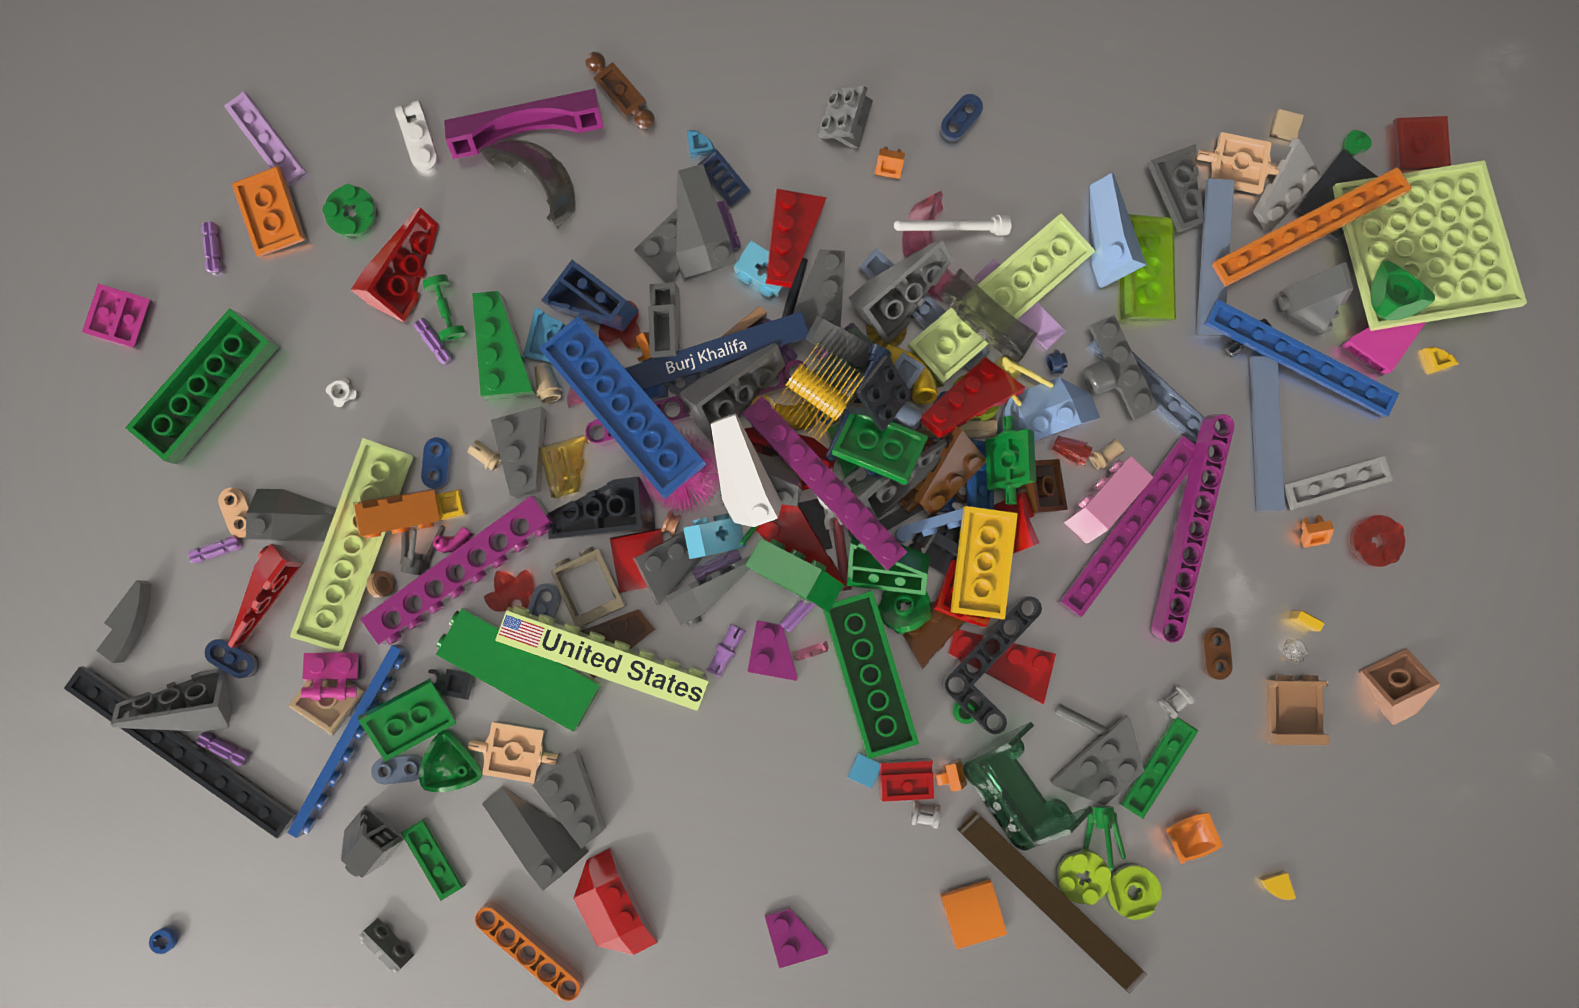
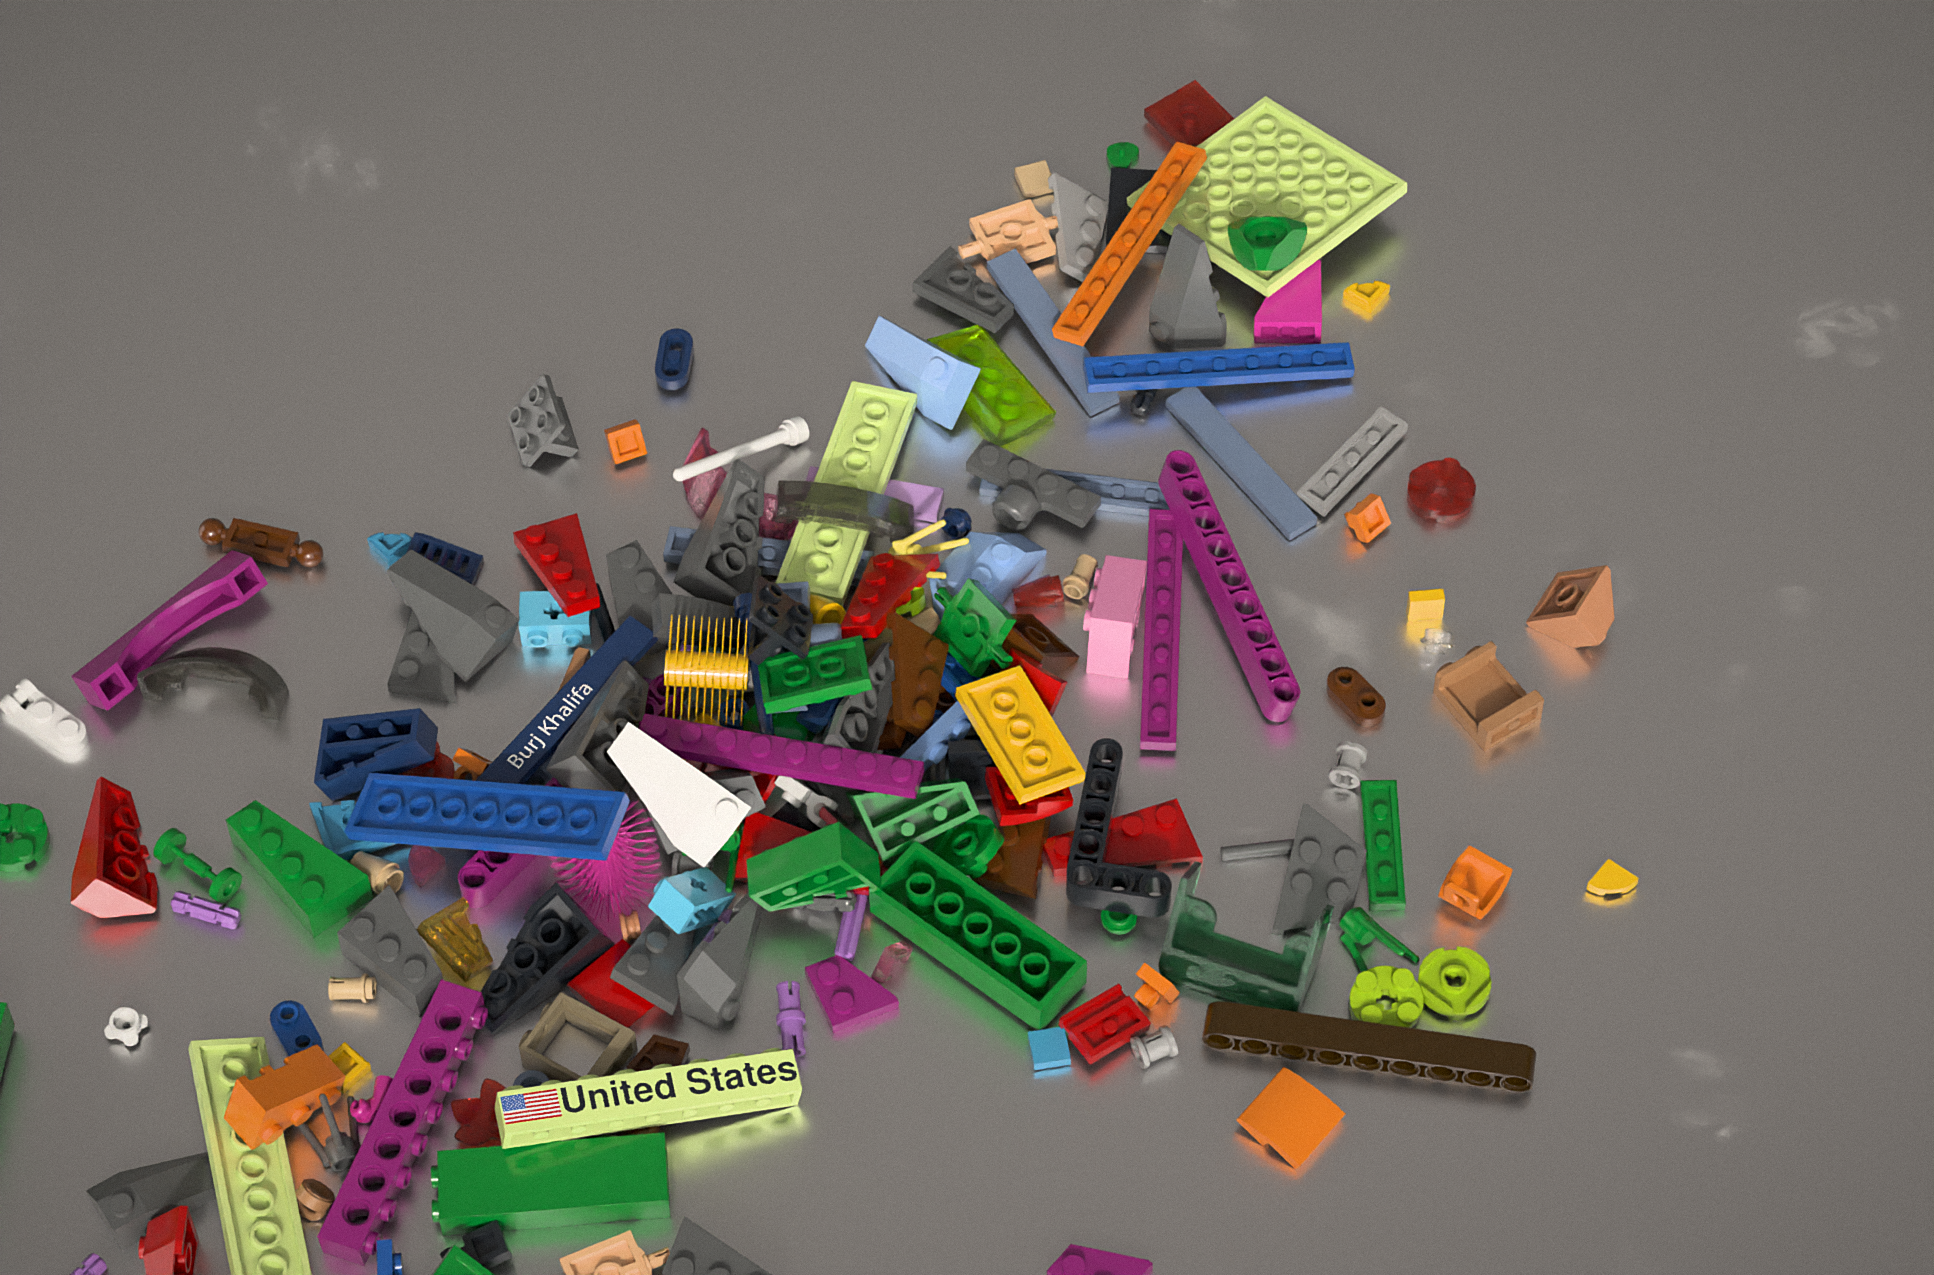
camera: 30 degrees left, 30 degrees down
(236, 511) = (75, 1229): light nougat plate -> none
(663, 319) = (472, 722): dark grey slope -> none

